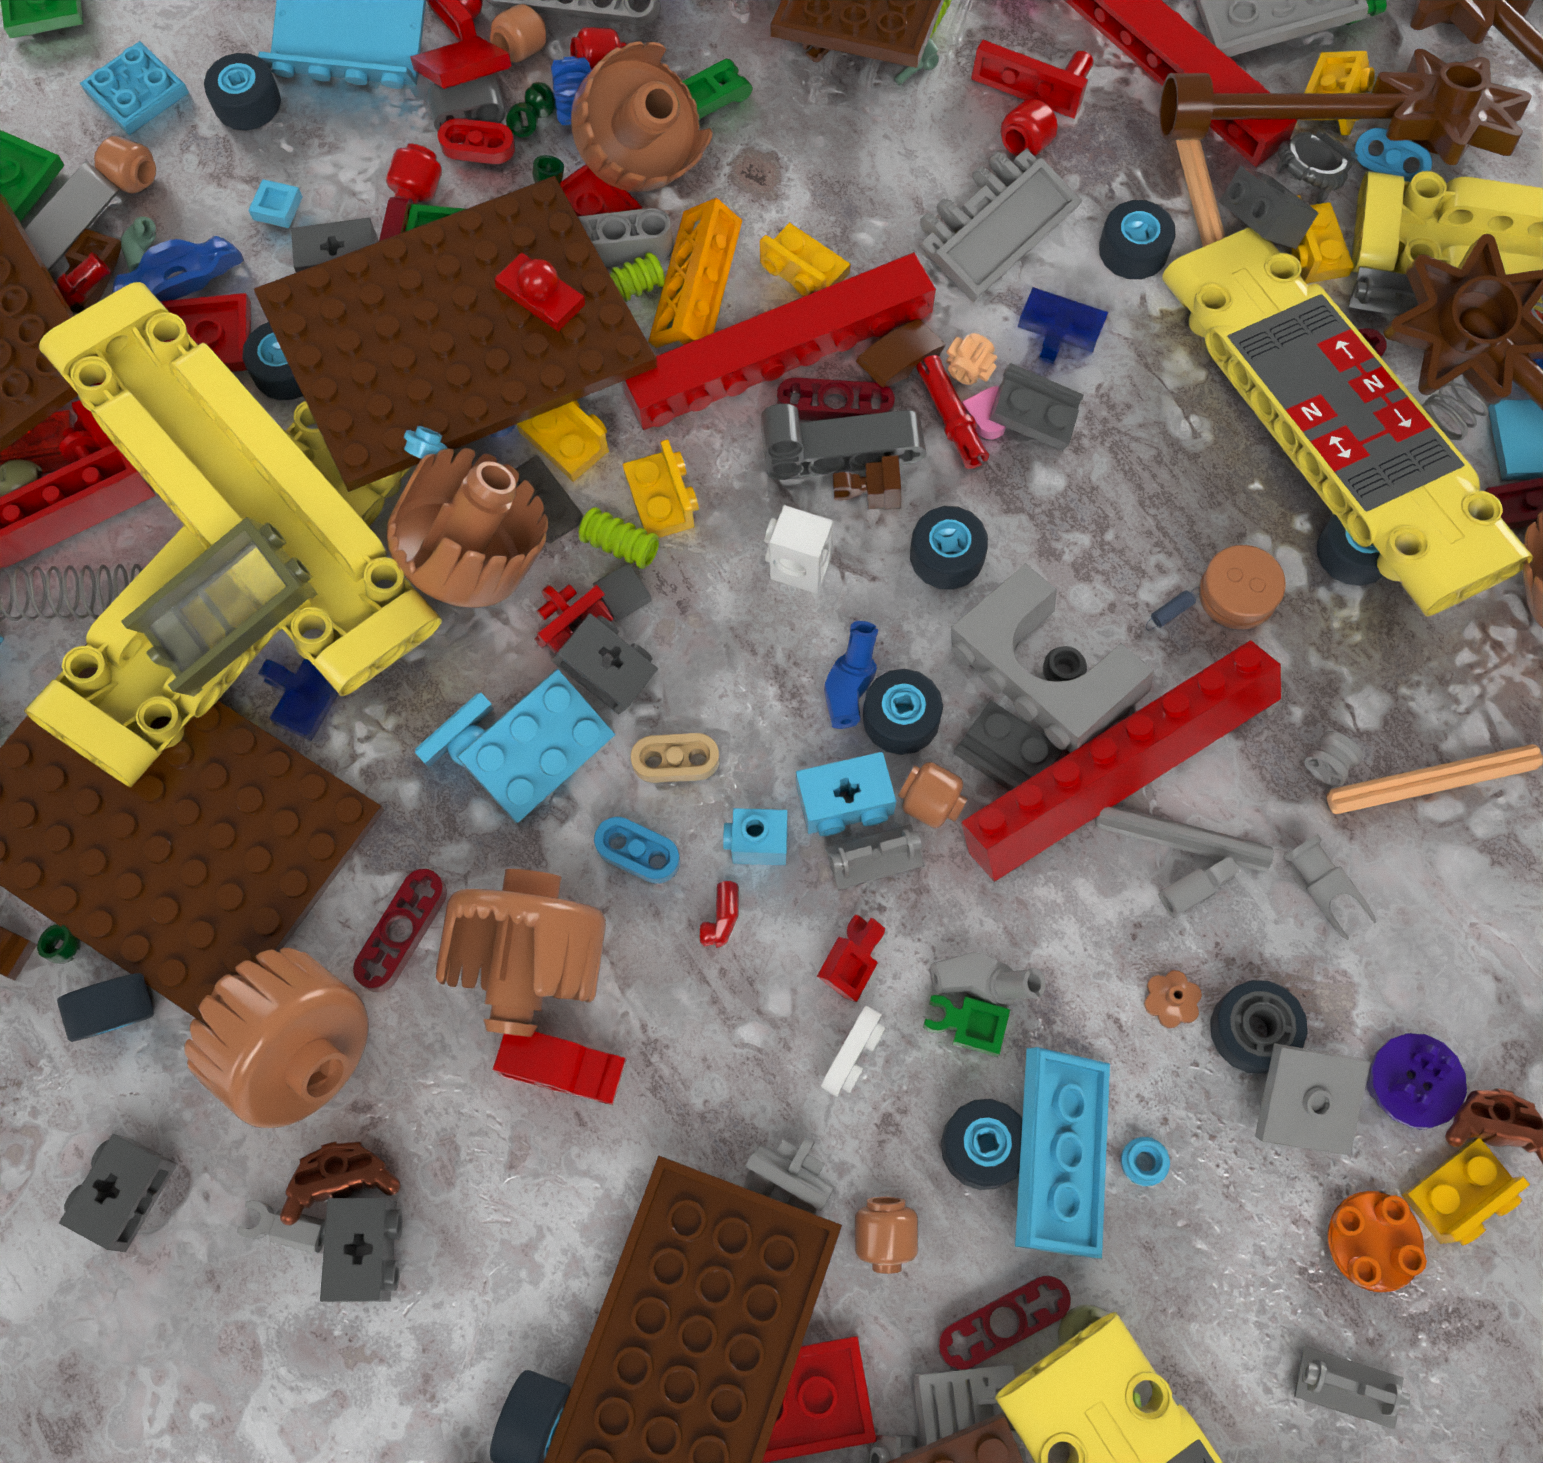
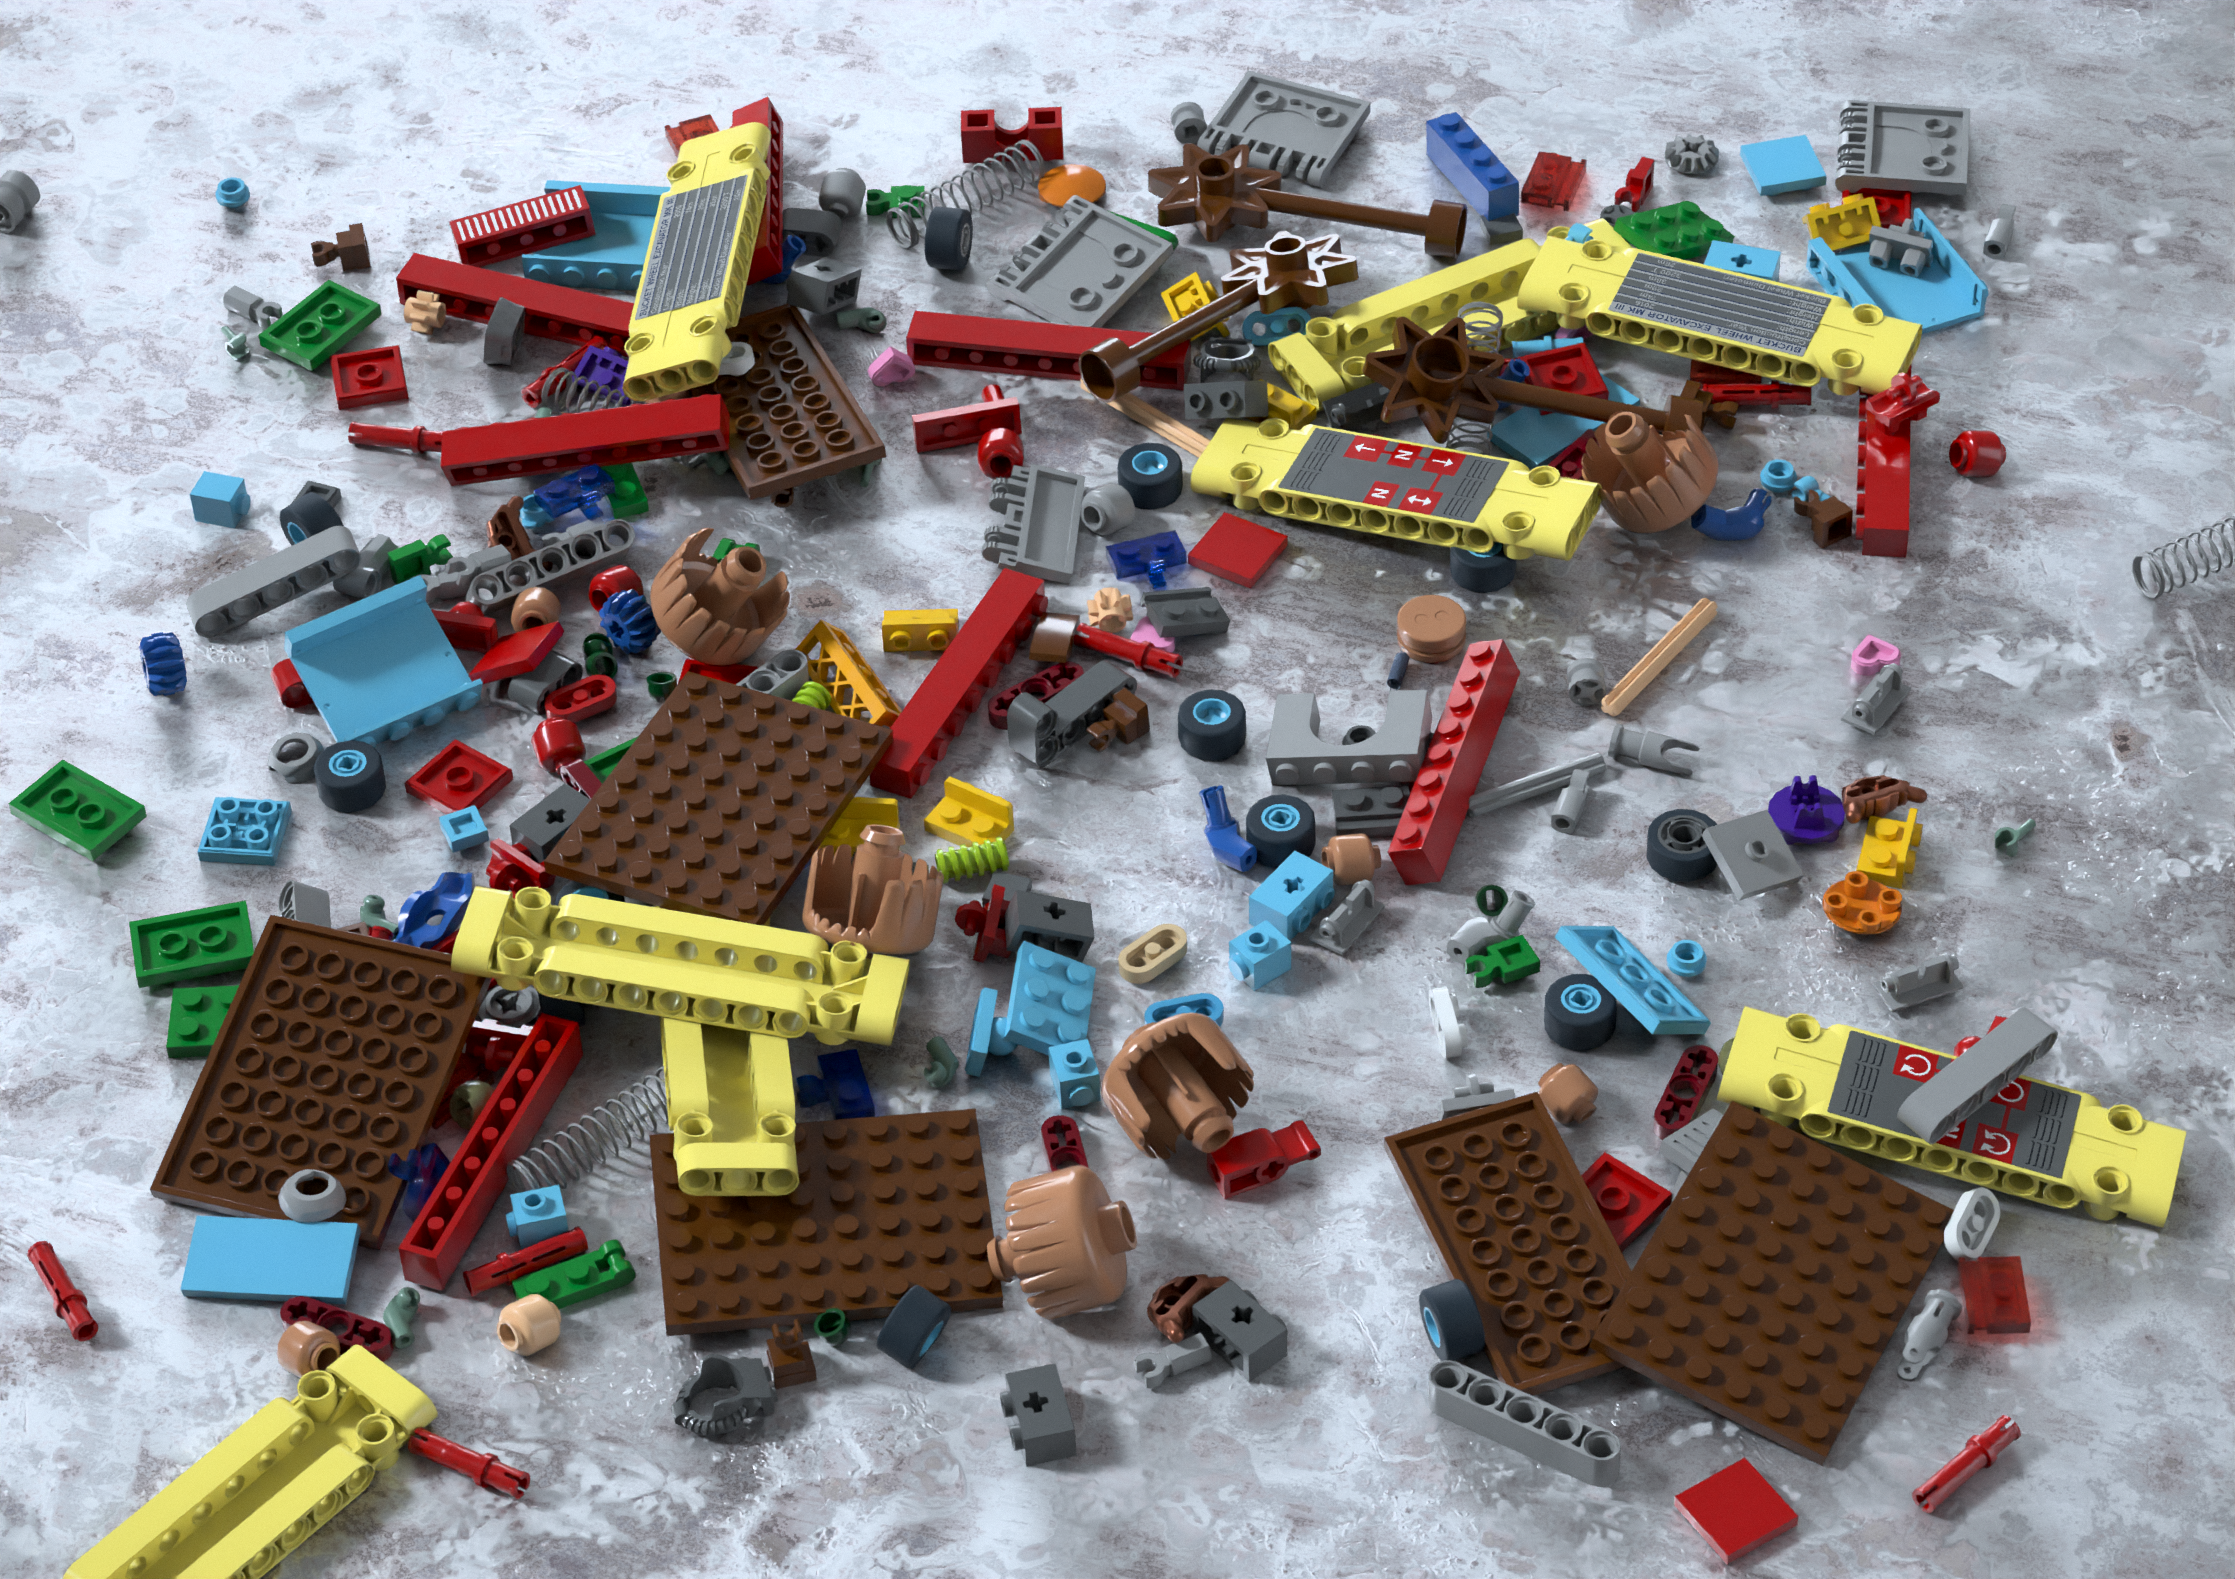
camera: 40 degrees left, 25 degrees down
(125, 163) = (312, 868): nougat head -> none
(221, 604) = (767, 1020): door -> none
(250, 42) = (298, 770): none -> light grey piece
(273, 261) = (514, 869): none -> red hips
(323, 153) = (458, 779): none -> red tile
(396, 741) = (944, 1063): none -> sand green arm
(423, 442) = (794, 860): medium azure plate -> none
(487, 839) = (1077, 1082): none -> medium azure brick
(540, 291) = (769, 731): red tile -> none
(726, 916) = (1284, 1010): red arm -> none
(799, 548) = (1115, 779): white brick -> none
(849, 961) = (1393, 981): red plate -> none
(1029, 949) = (1499, 900): none -> dark green hinge
(1067, 249) = (1107, 509): none -> light grey head
(1147, 371) = (1237, 550): none -> red tile
(1163, 1003) = (1617, 874): nougat plant -> none

